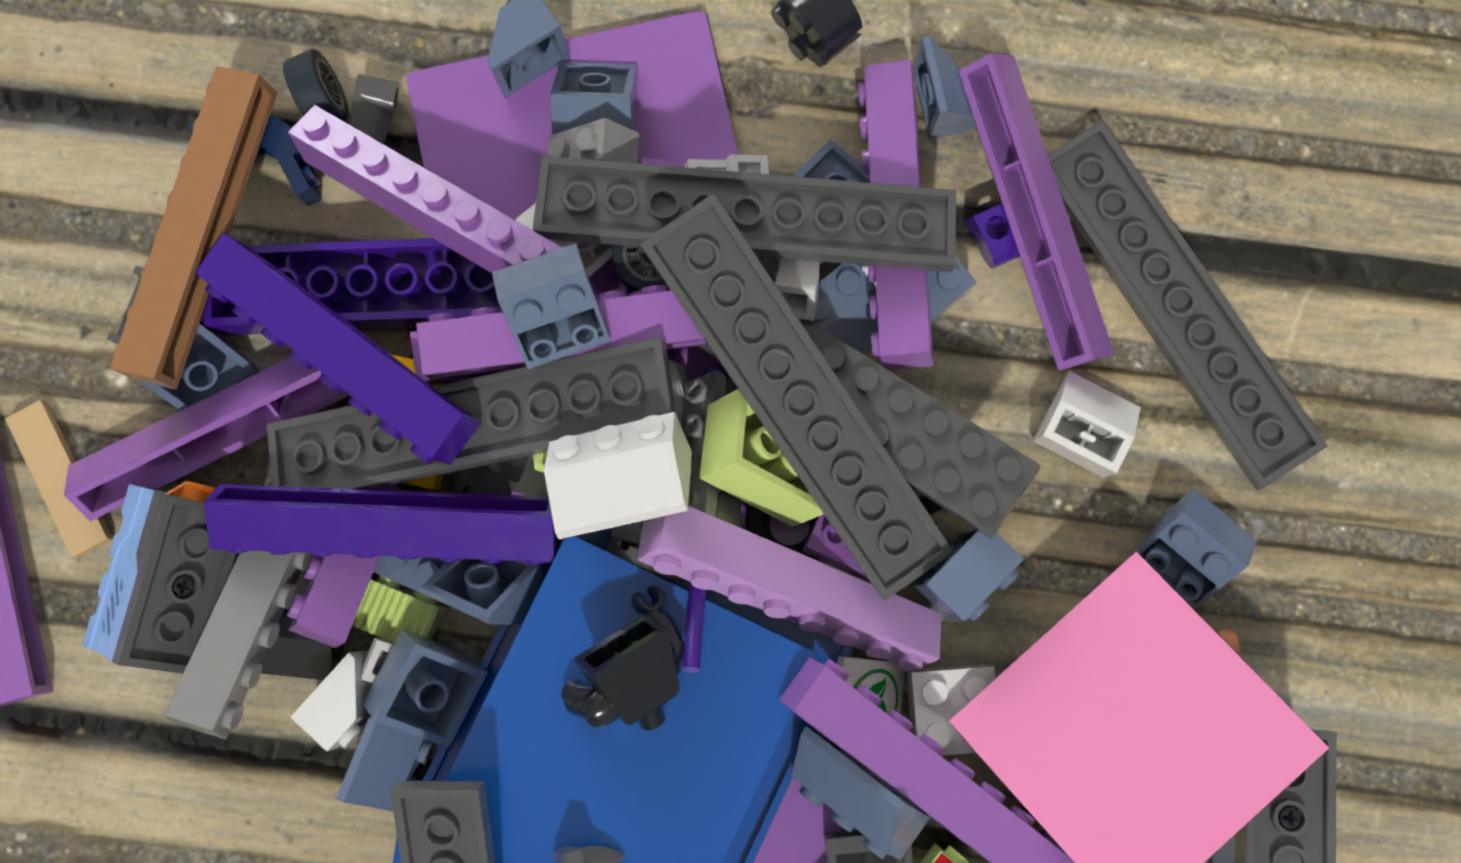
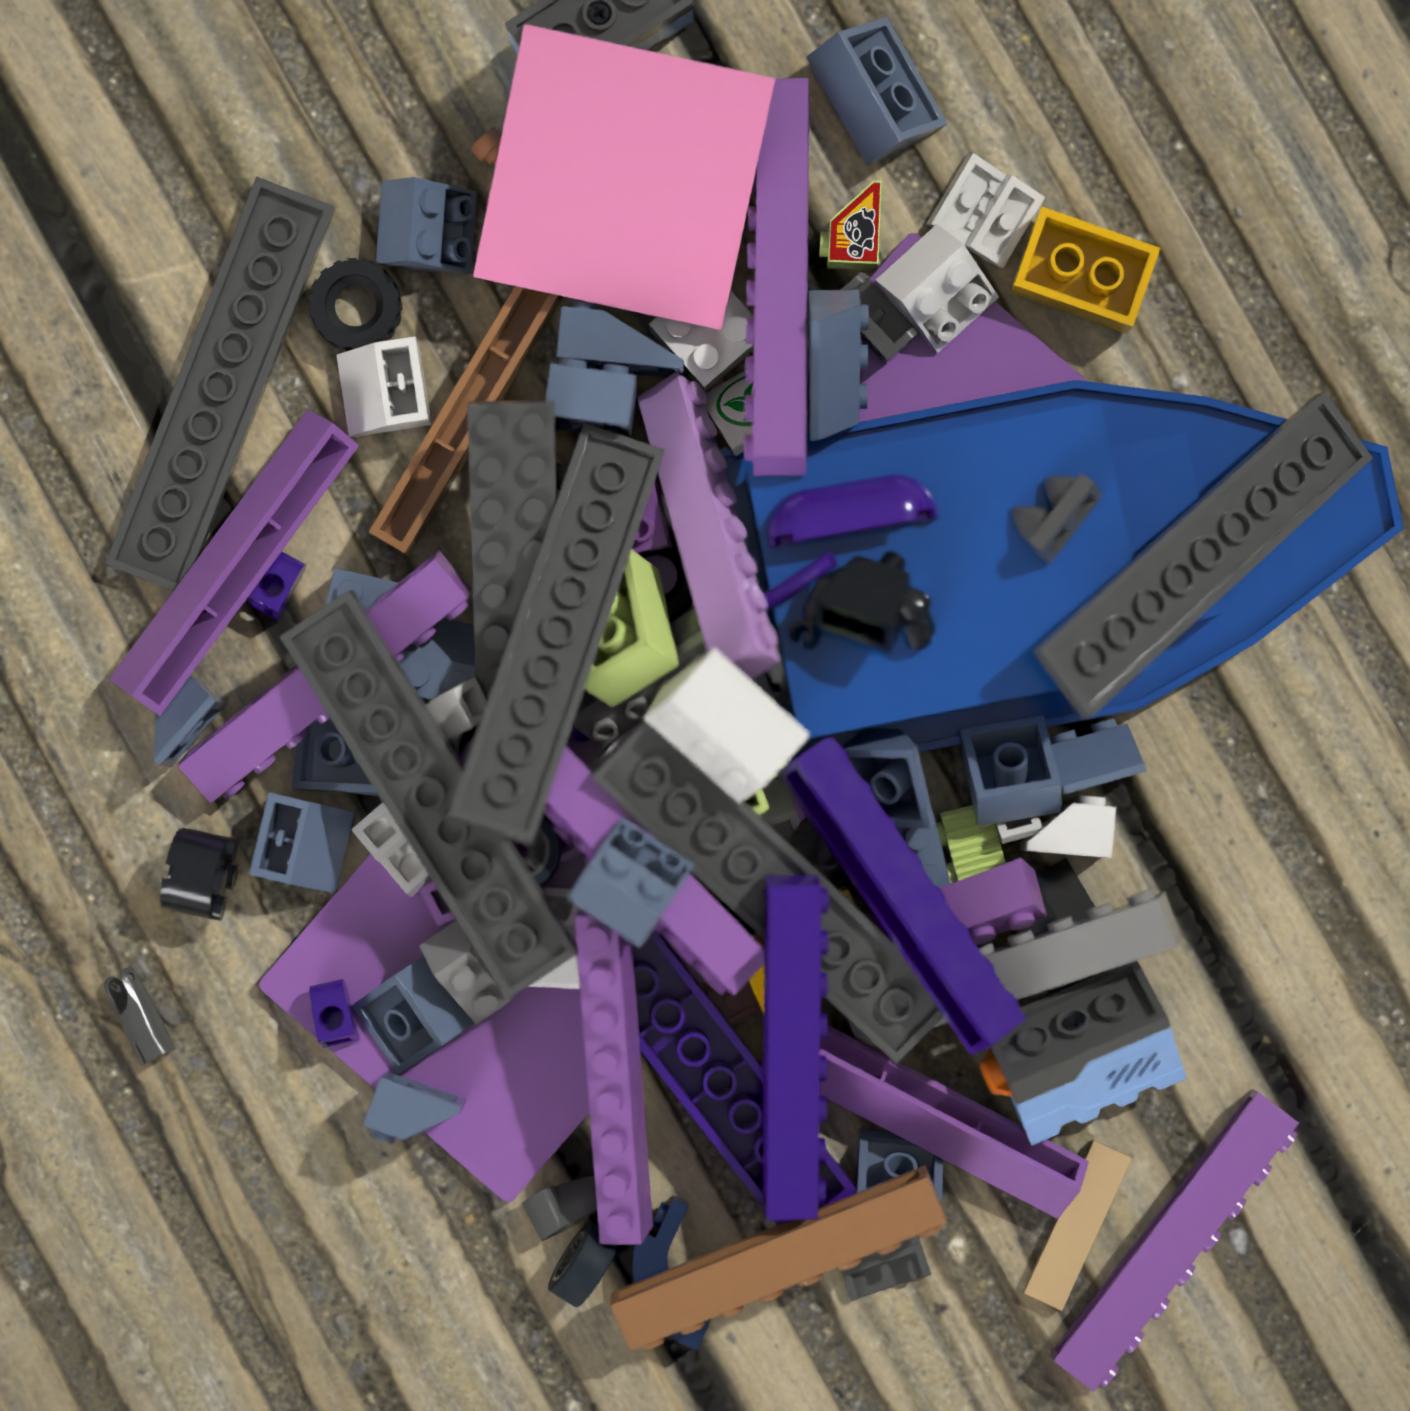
camera: 130 degrees left, 5 degrees up
(640, 43) = (333, 1014): none -> dark purple leg
(723, 716) = (849, 509): none -> dark purple brick
(785, 112) = (302, 843): none -> sand blue slope
(1011, 618) = (603, 339): none -> sand blue slope
(1042, 506) = (446, 443): none -> medium nougat brick
(1200, 450) = (348, 274): none -> black tyre

